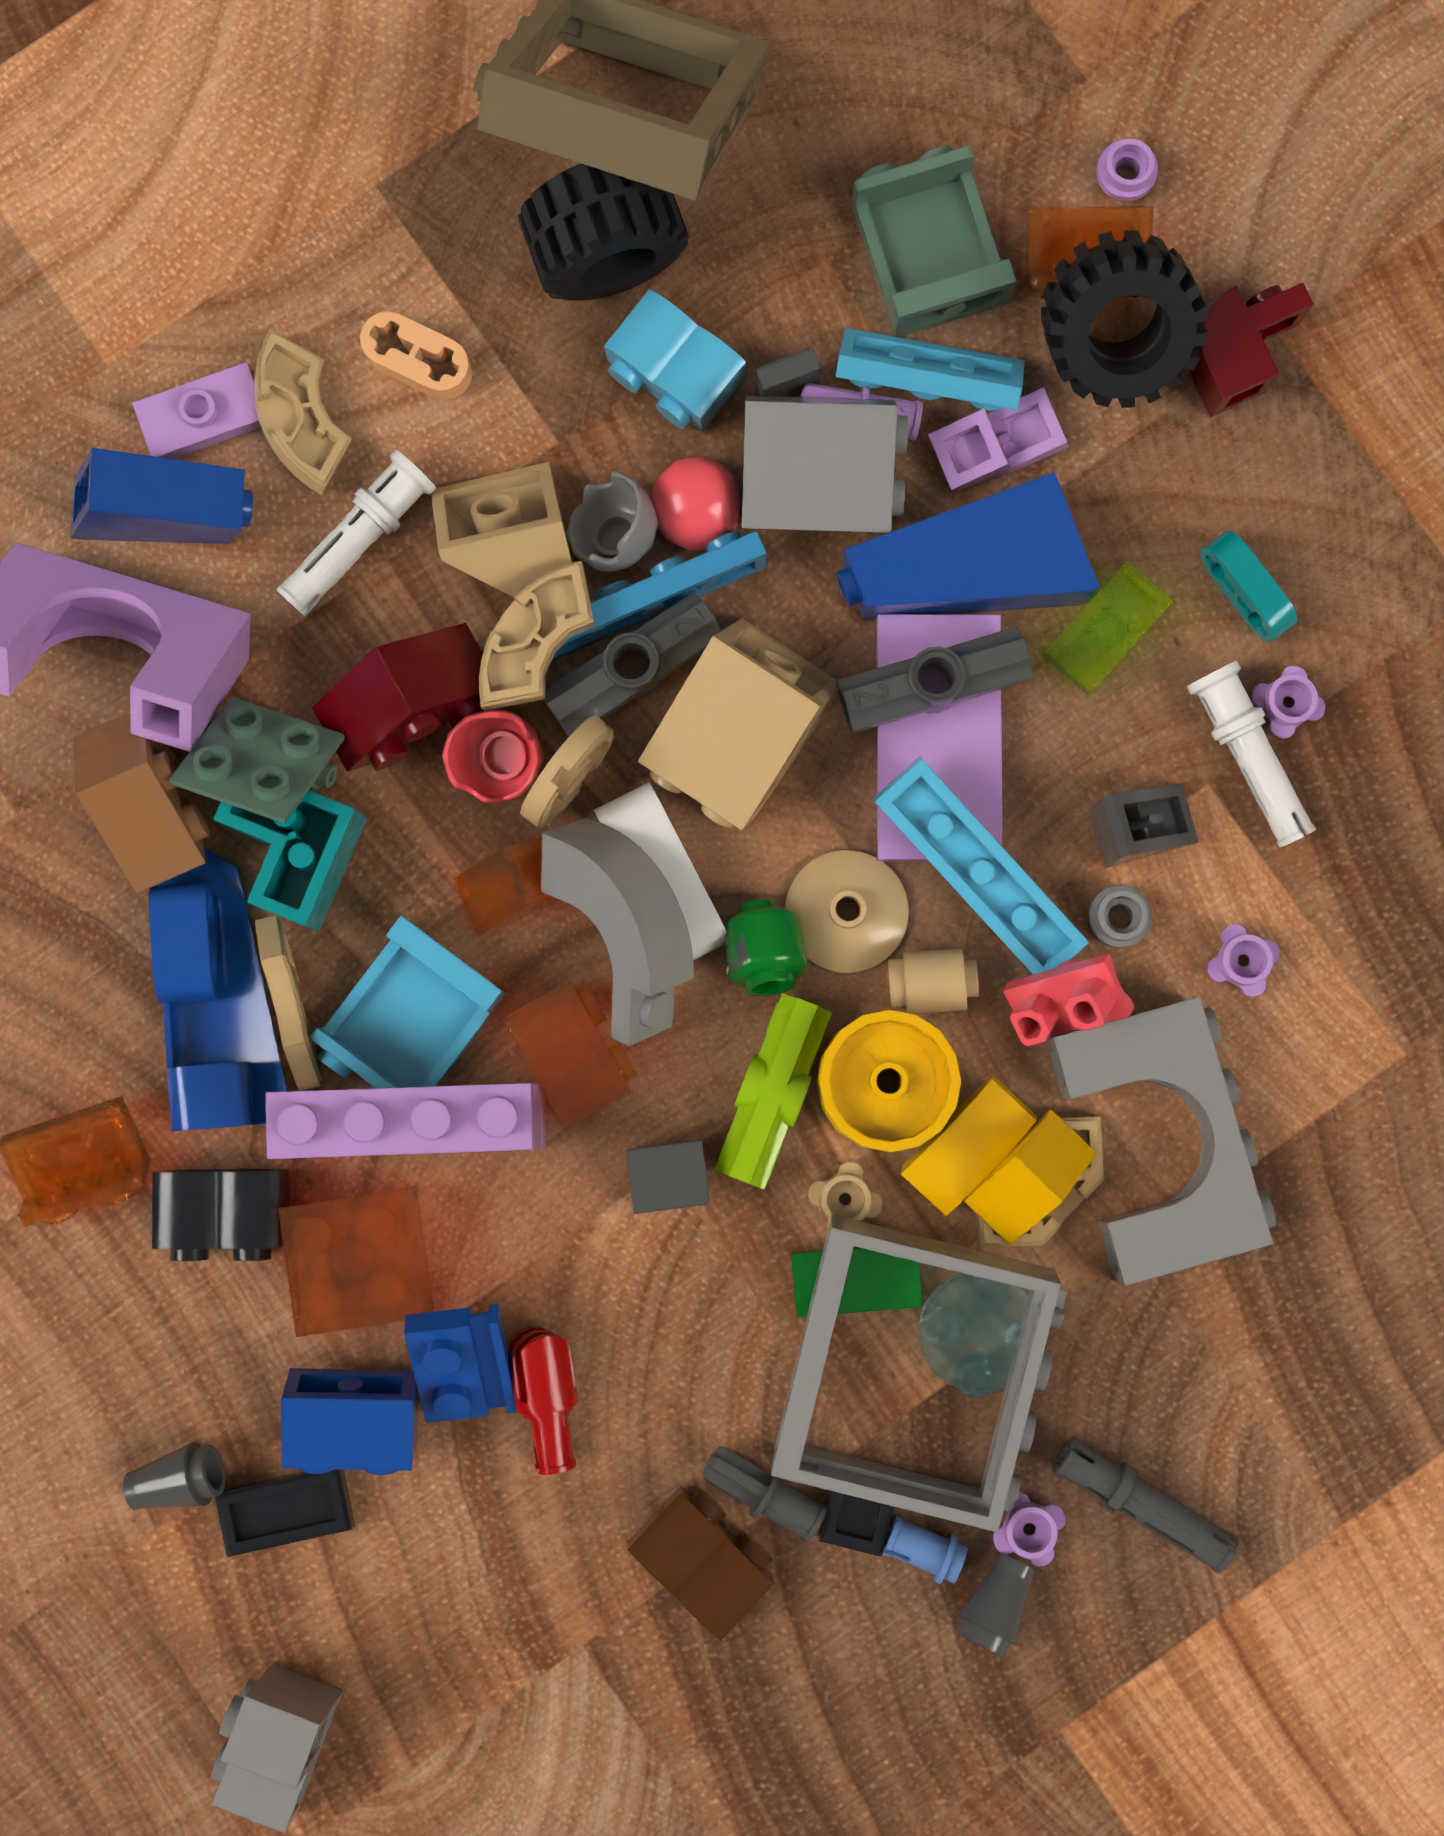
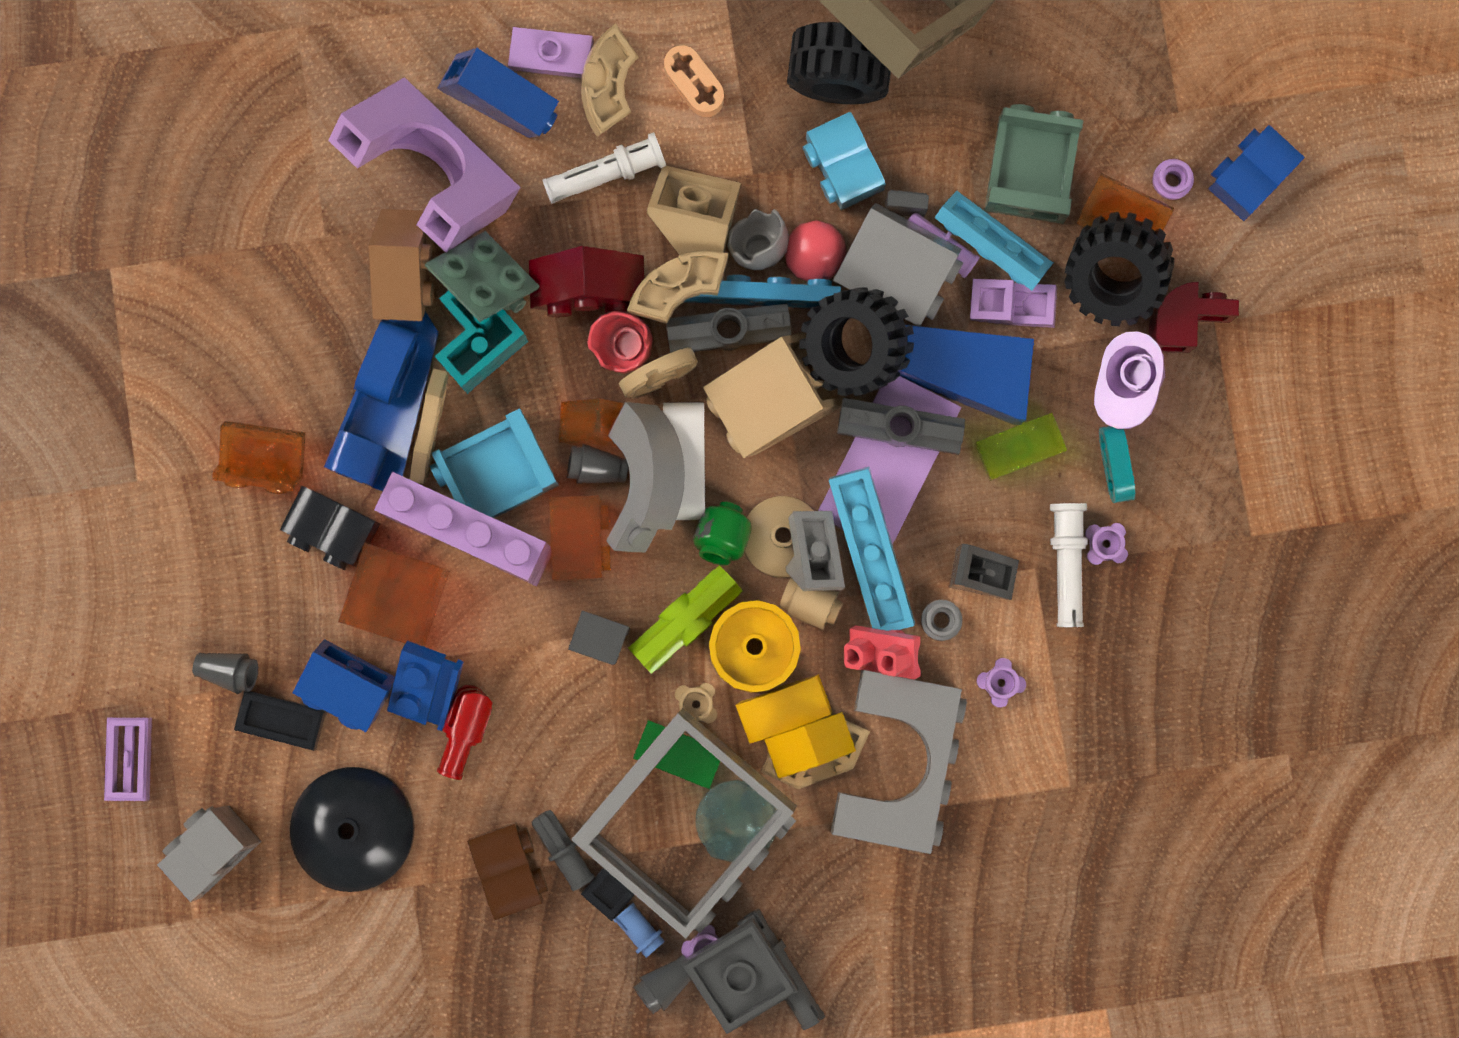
camera: 20 degrees right, 0 degrees up
(122, 1660) = (144, 759): none -> lavender tile
(485, 1574) = (380, 823): none -> black dish
(545, 942) = (595, 466): none -> dark grey cone
(779, 623) = (827, 352): none -> black tyre
(909, 912) = (816, 551): none -> light grey slope
(1097, 1544) = (740, 975): none -> dark grey tile
(1210, 464) = (1129, 380): none -> piece
(1234, 104) = (1256, 172): none -> blue brick

